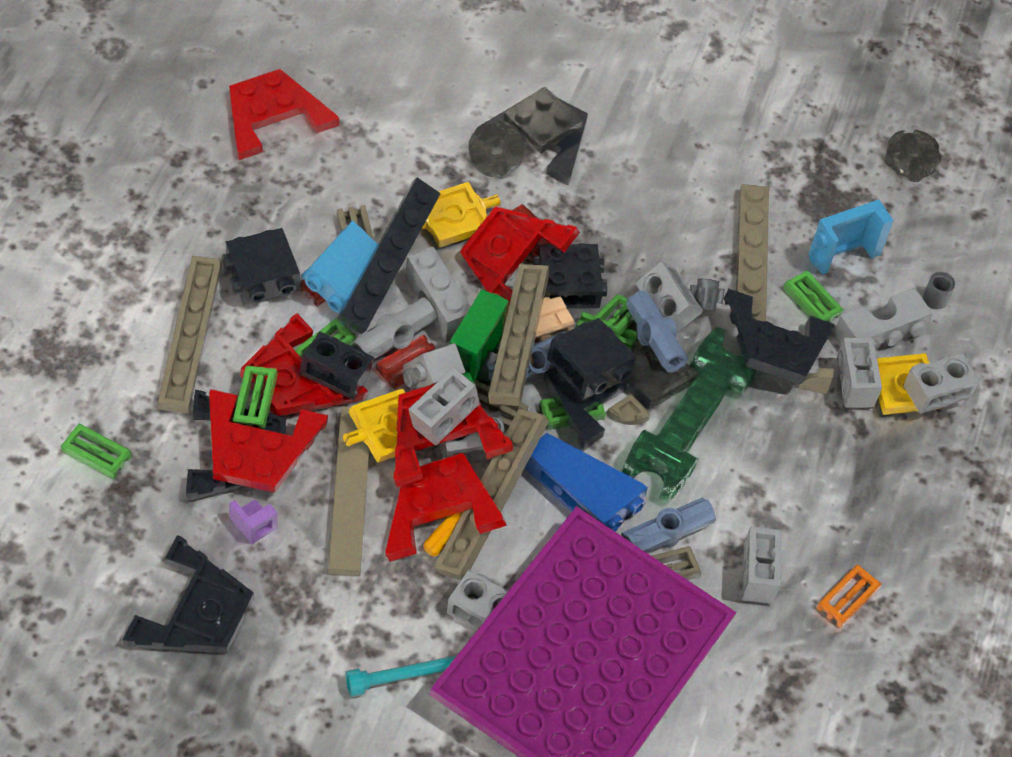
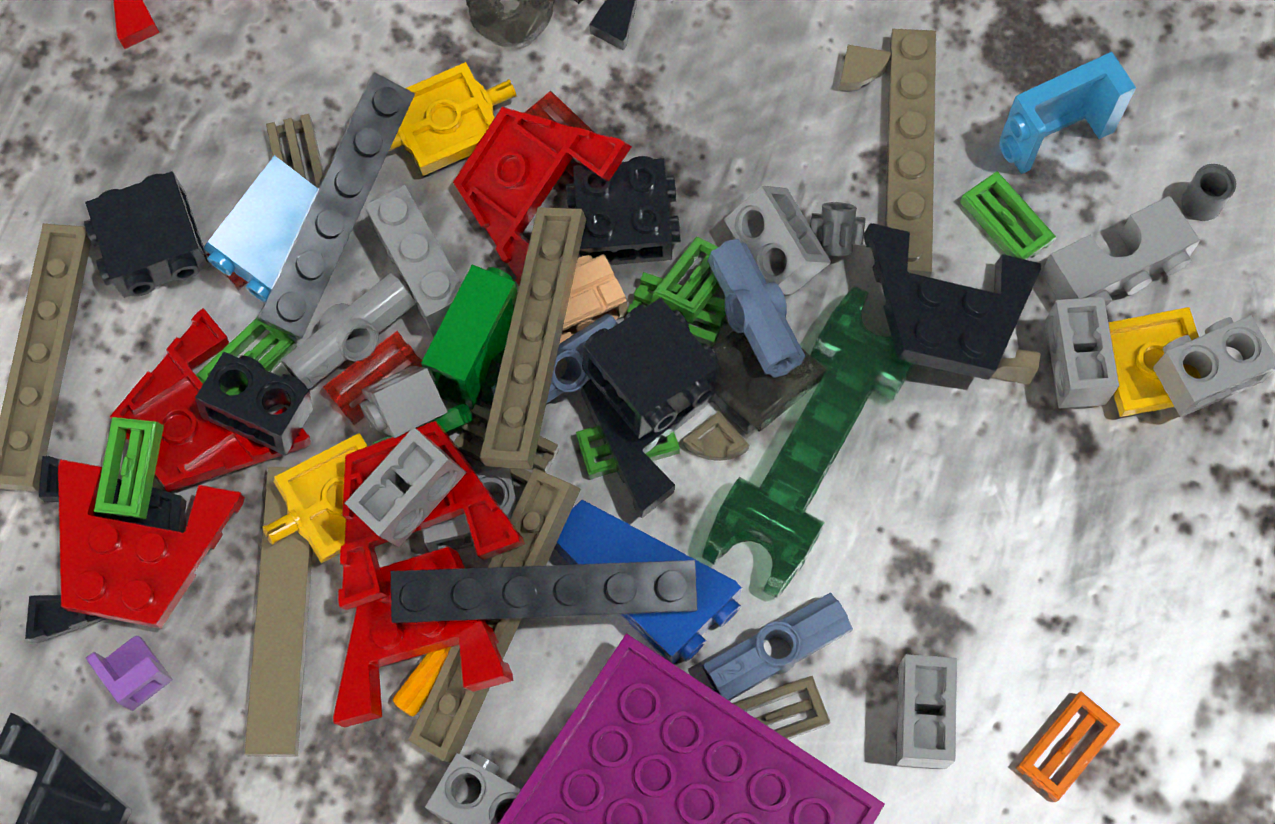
camera: 10 degrees right, 15 degrees up
(526, 475) = (543, 591): none -> black plate
(722, 204) = (862, 66): none -> dark tan tile

